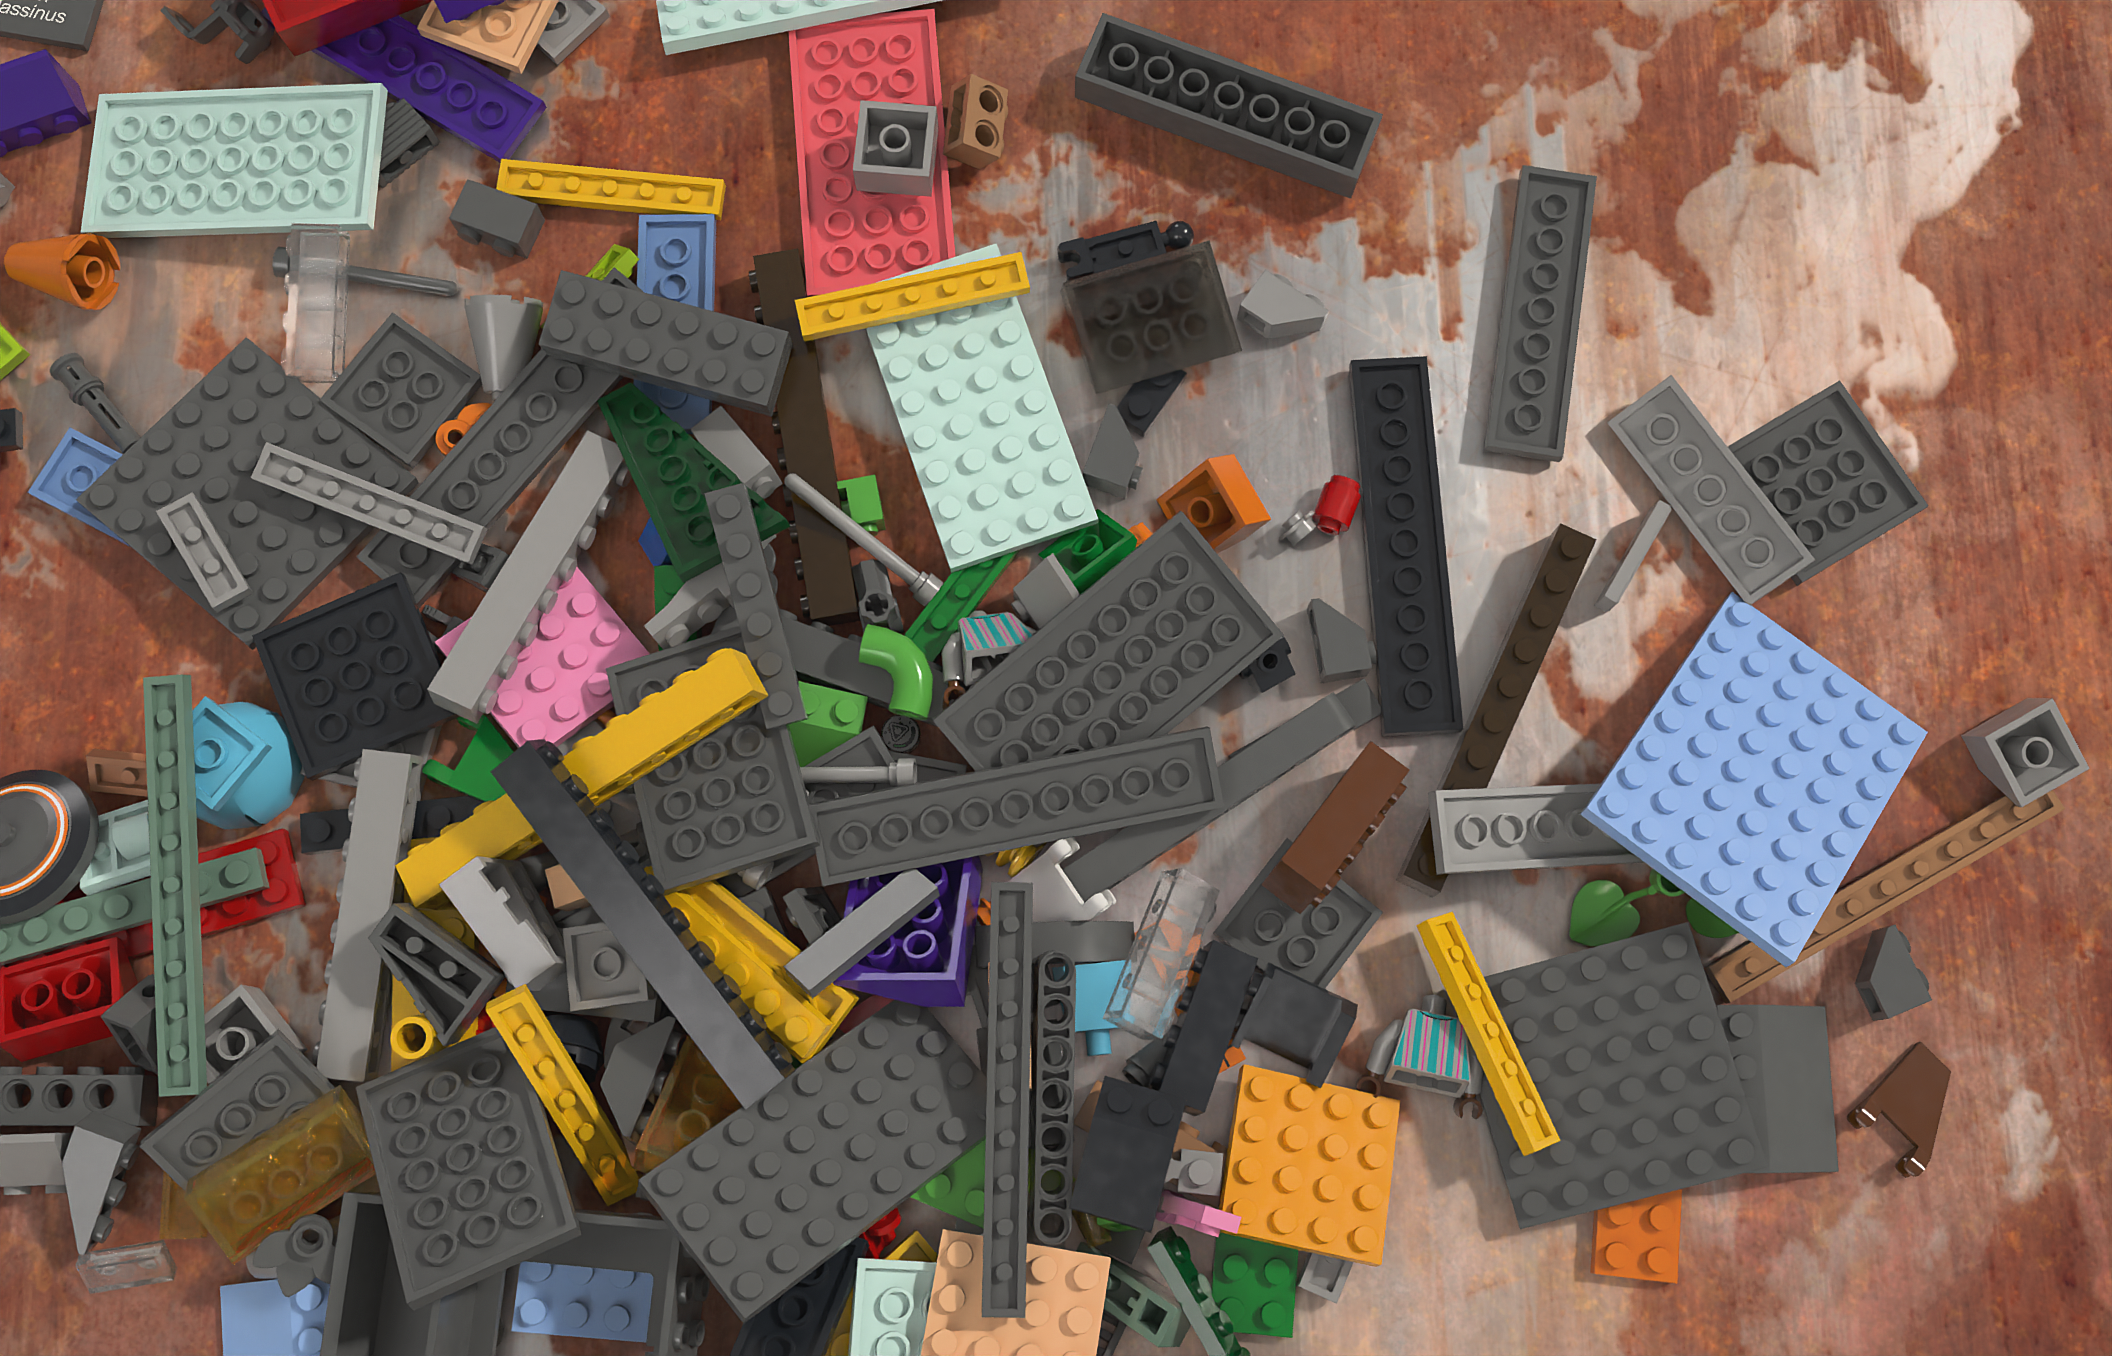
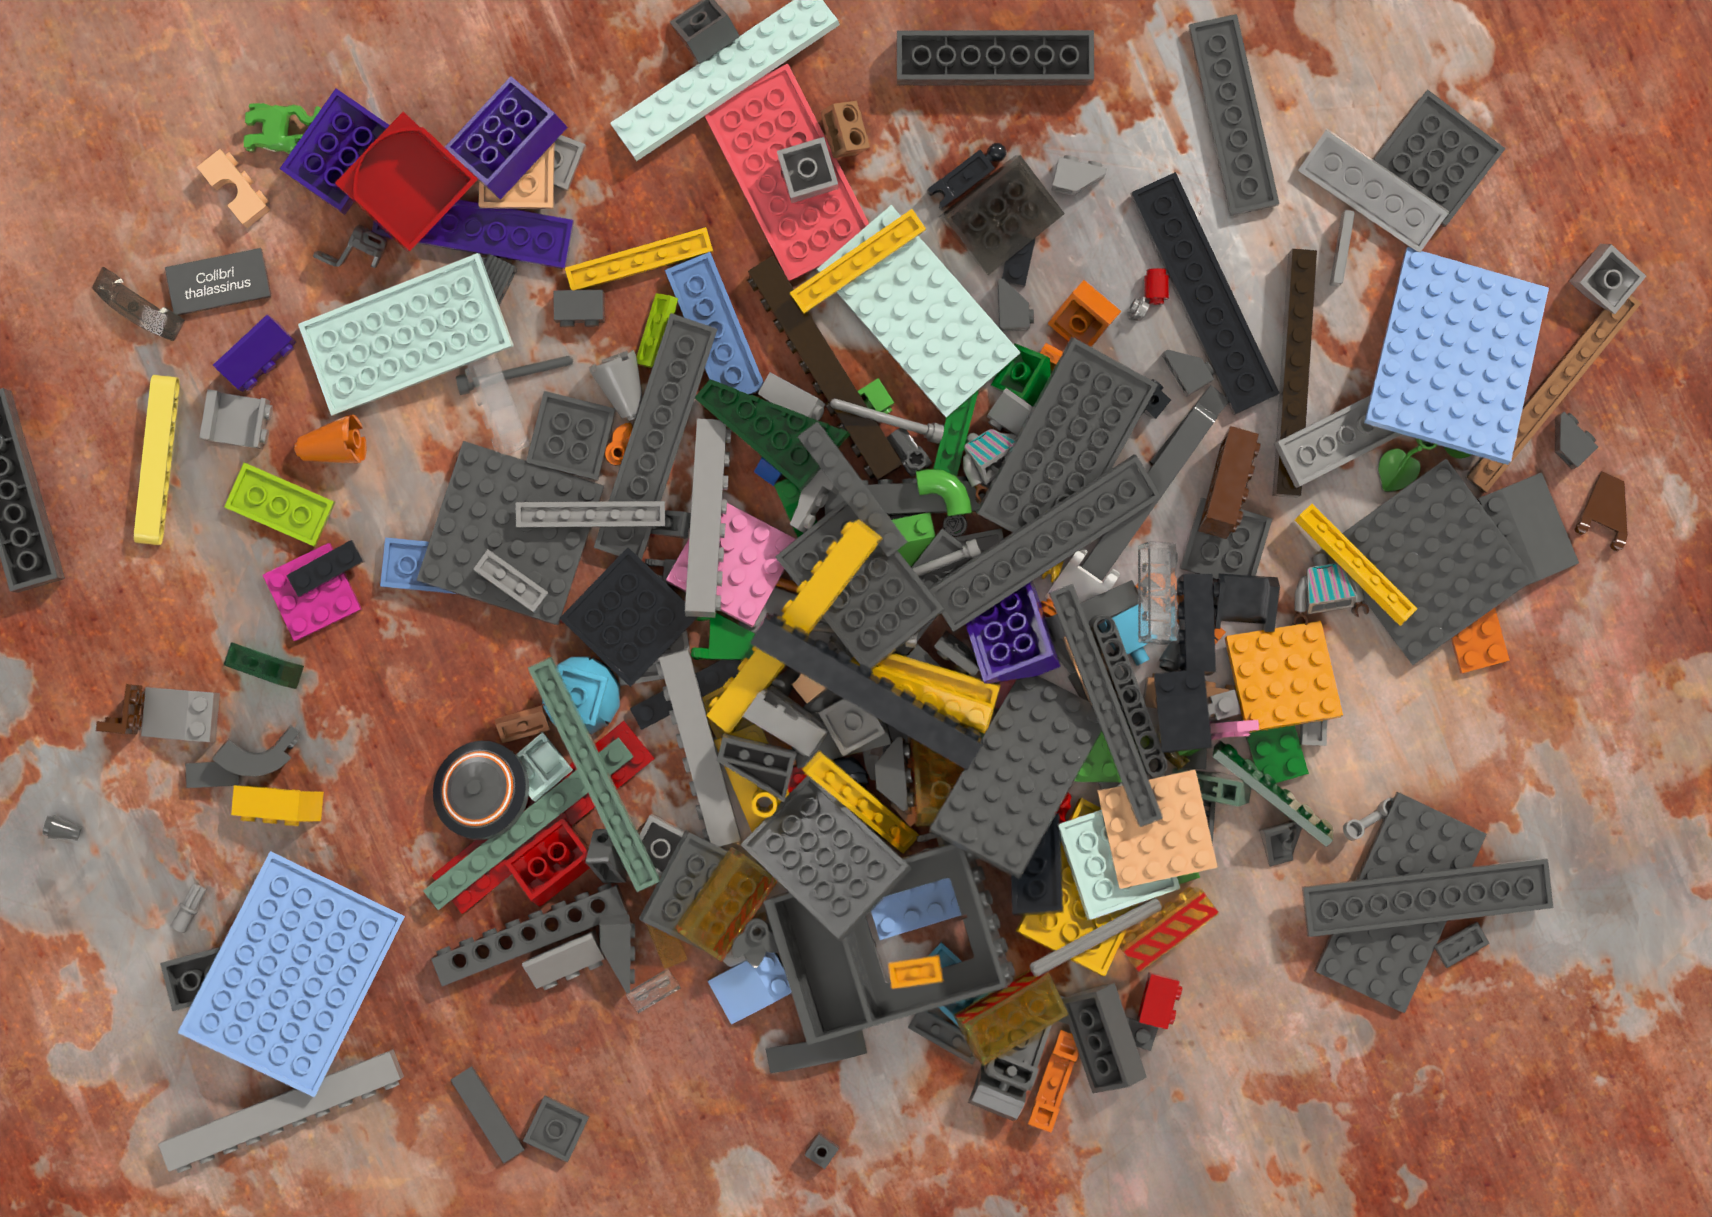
camera: 20 degrees left, 10 degrees up
(89, 393) = (383, 511): dark grey pin -> none
(666, 343) = (726, 349): dark grey brick -> none
(861, 931) = (988, 648): tile -> none

